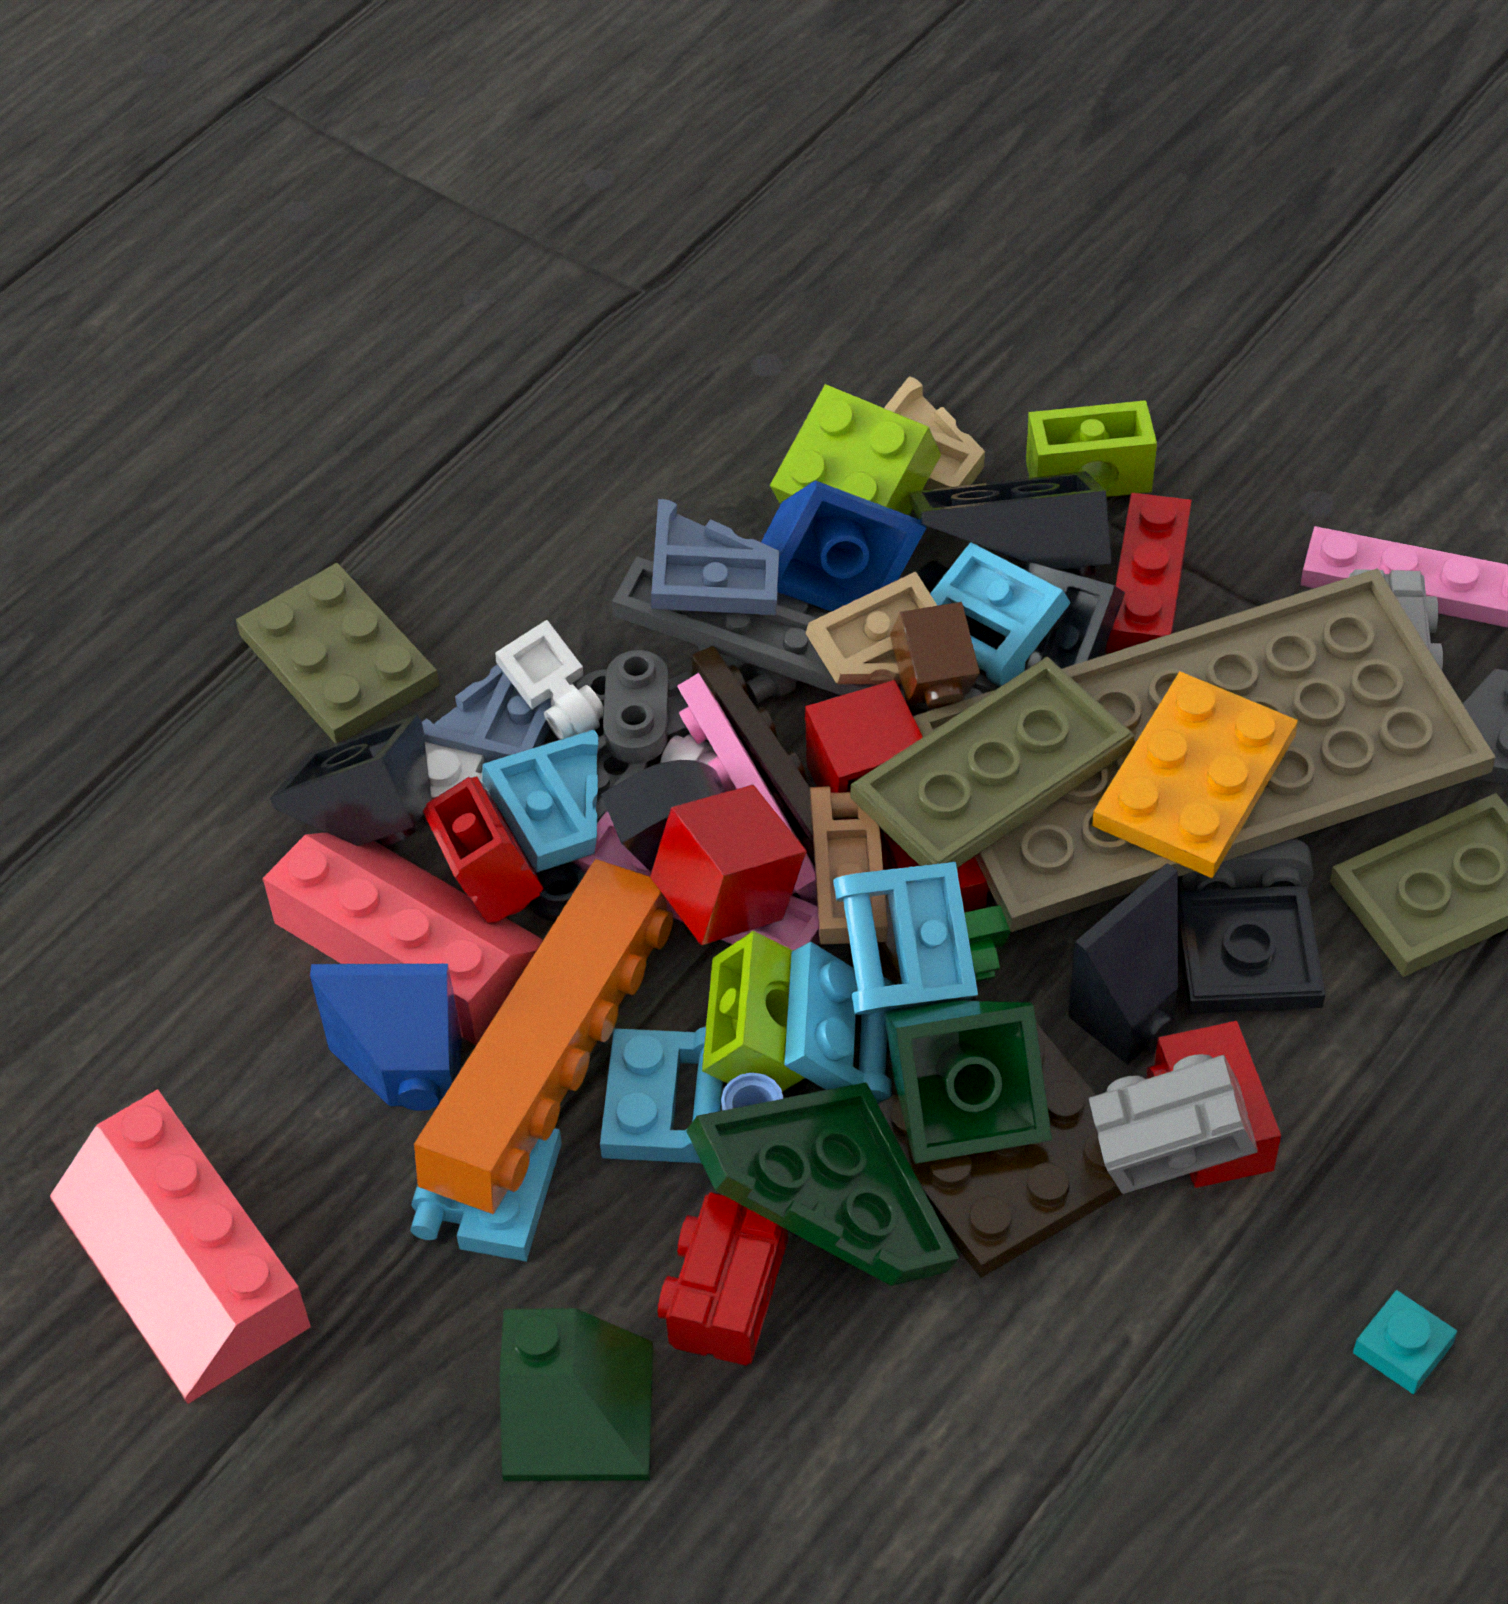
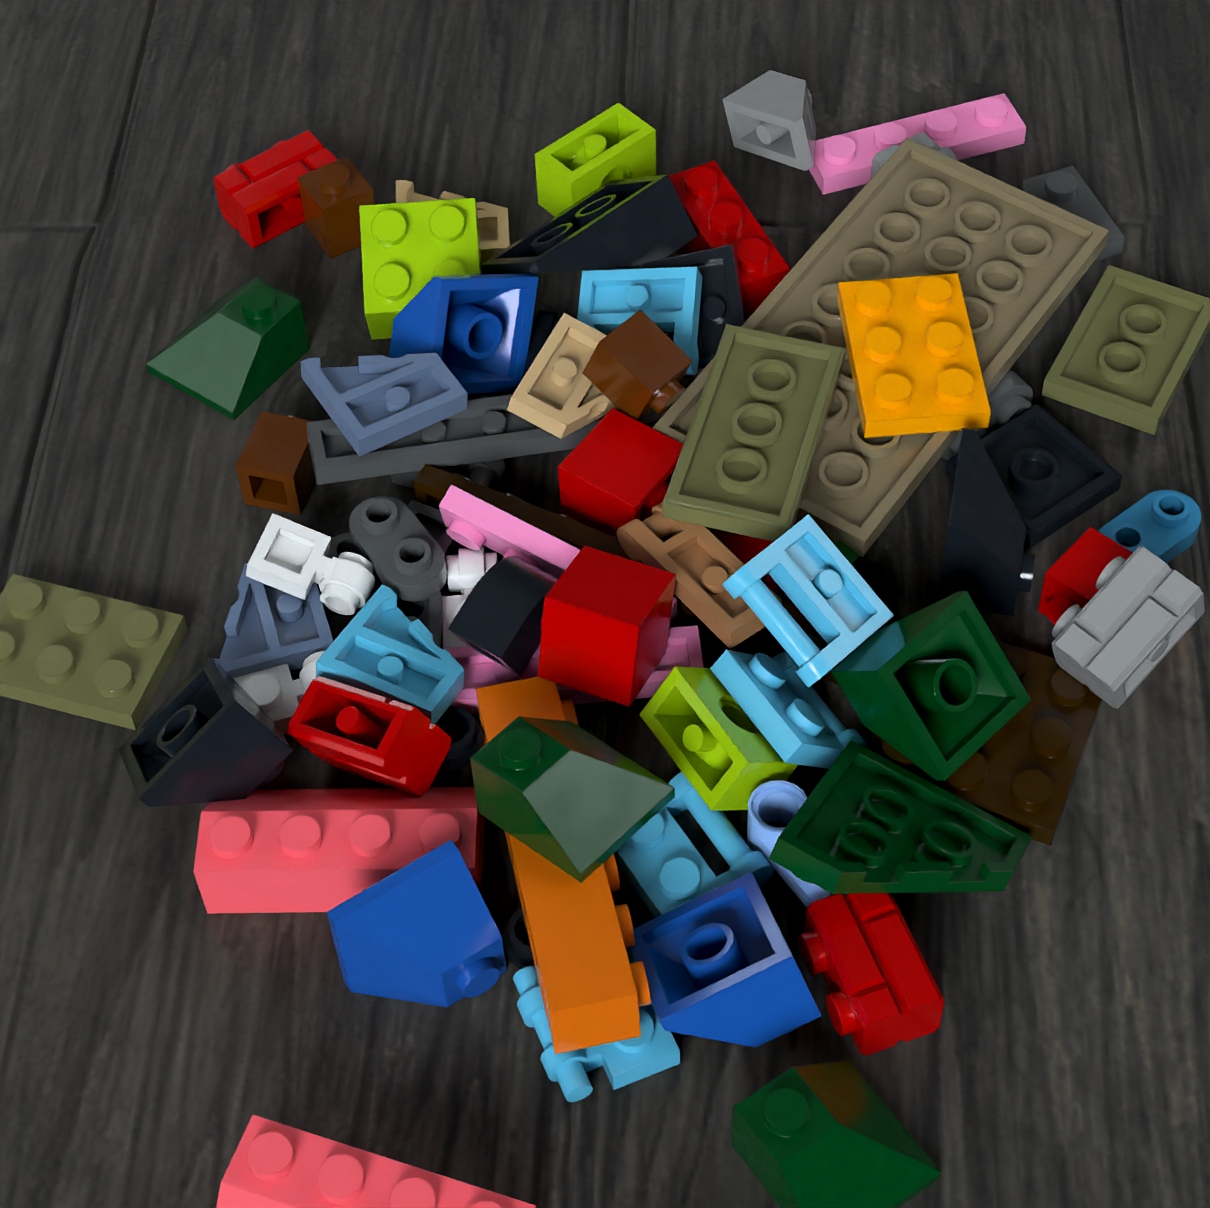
camera: 35 degrees left, 0 degrees up
(577, 978) = (564, 792): none -> dark green slope
(596, 575) = (277, 464): none -> reddish brown brick
(605, 1204) = (724, 968): none -> blue slope
(658, 458) = (235, 348): none -> dark green slope
(808, 334) = (263, 192): none -> red brick
(840, 362) = (332, 205): none -> reddish brown brick
(1301, 489) = (774, 119): none -> light grey slope
(1310, 1064) = (1161, 522): none -> dark azure plate

